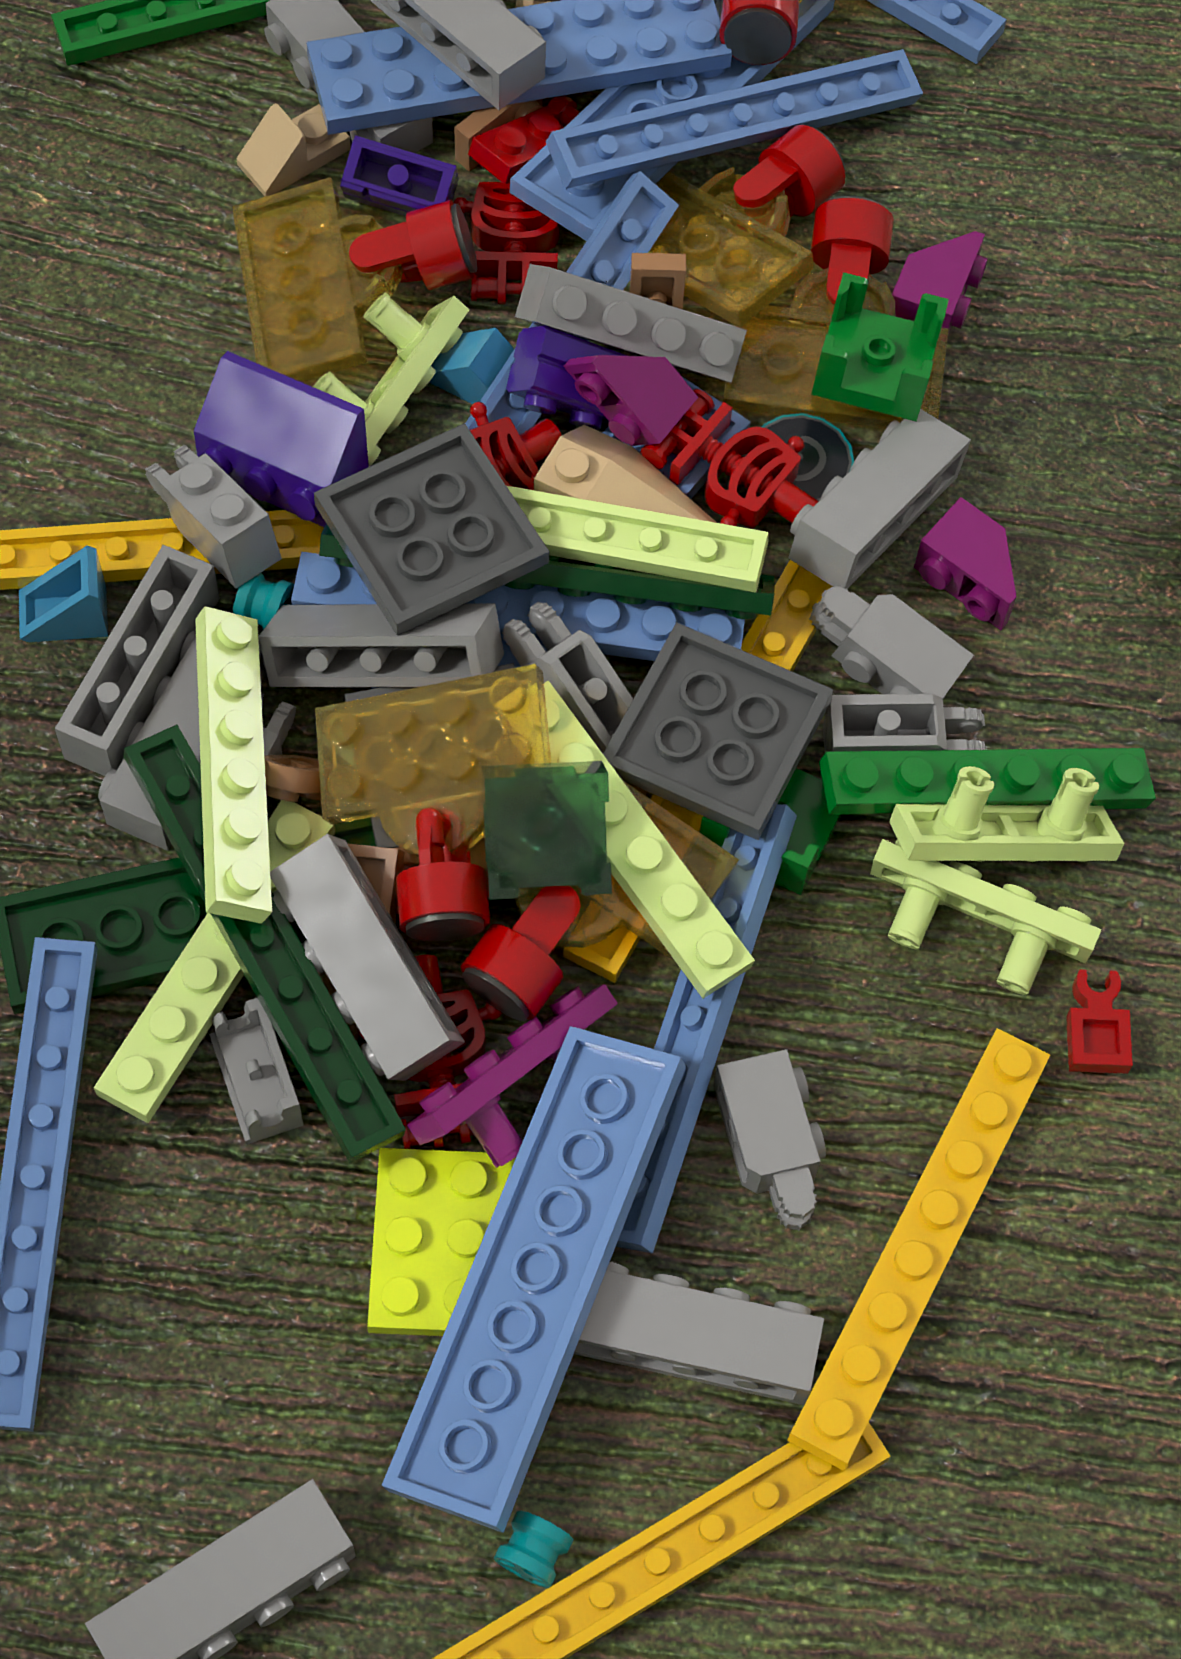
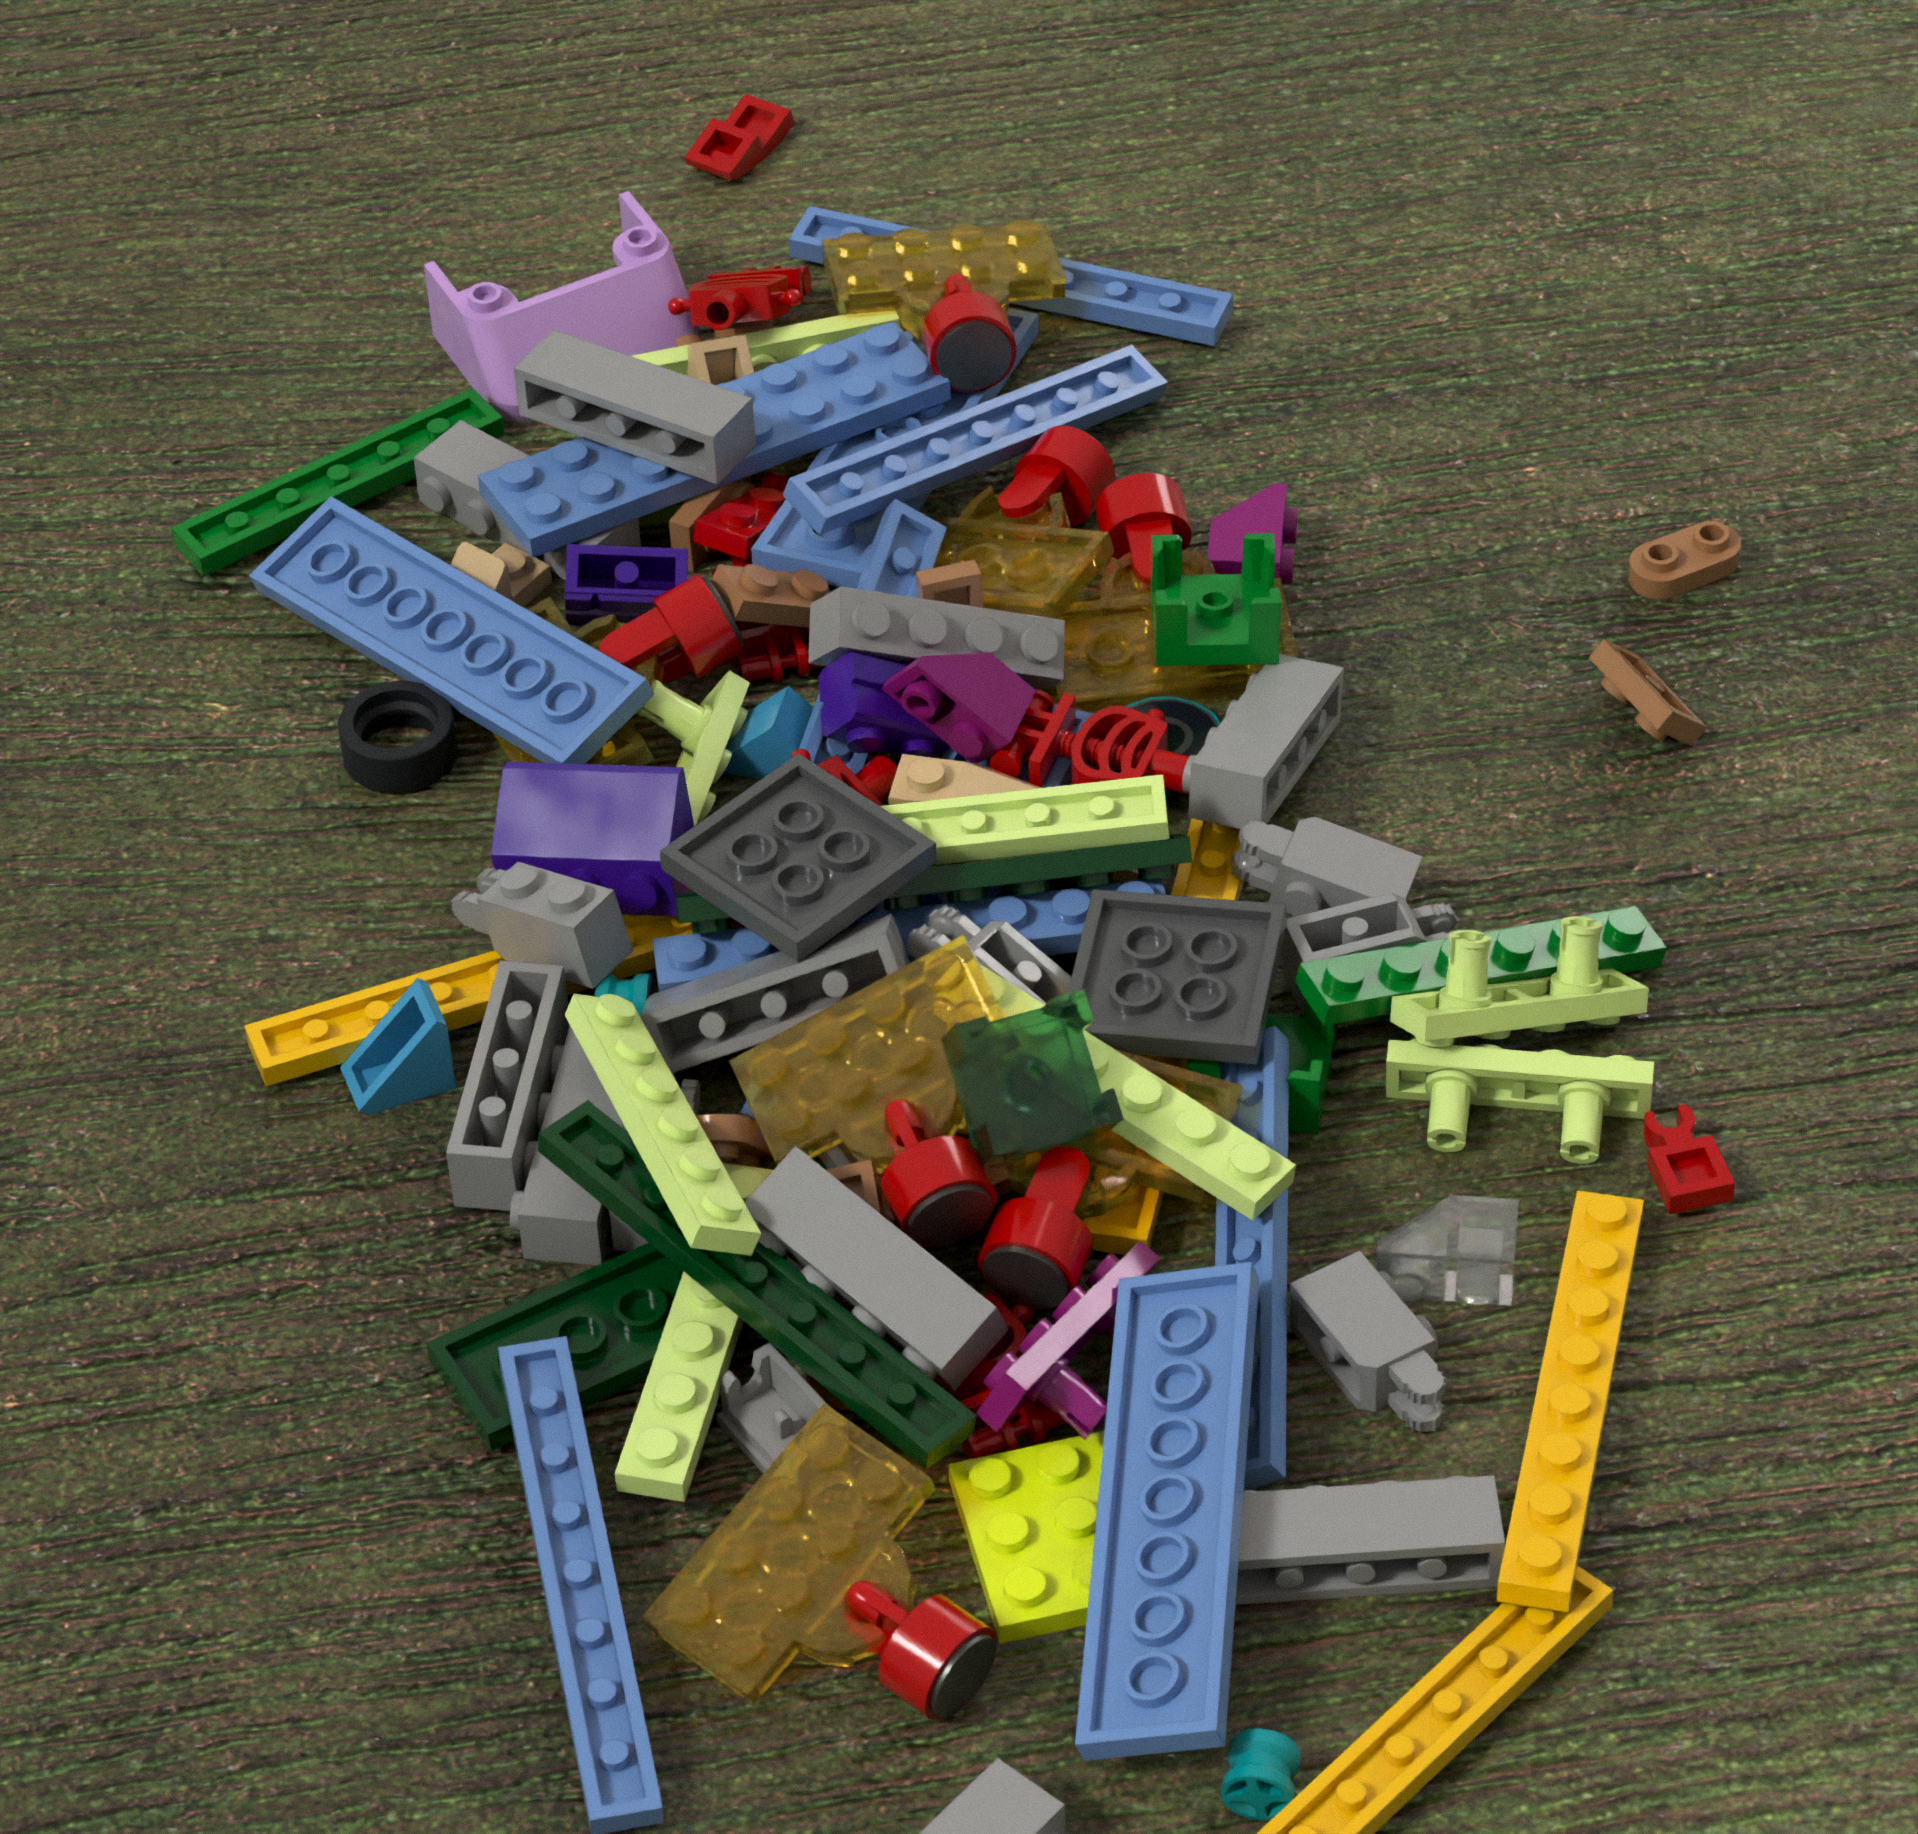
camera: 10 degrees left, 20 degrees down
(161, 243) = (404, 767): none -> black tyre
(229, 1235) = (818, 1573): none -> clear yellow plate
(239, 196) = (451, 635): none -> medium blue plate
(513, 234) = (769, 595): none -> medium nougat plate
(871, 1062) = (1455, 1252): none -> clear slope
(971, 562) = (1385, 784): magenta slope -> none

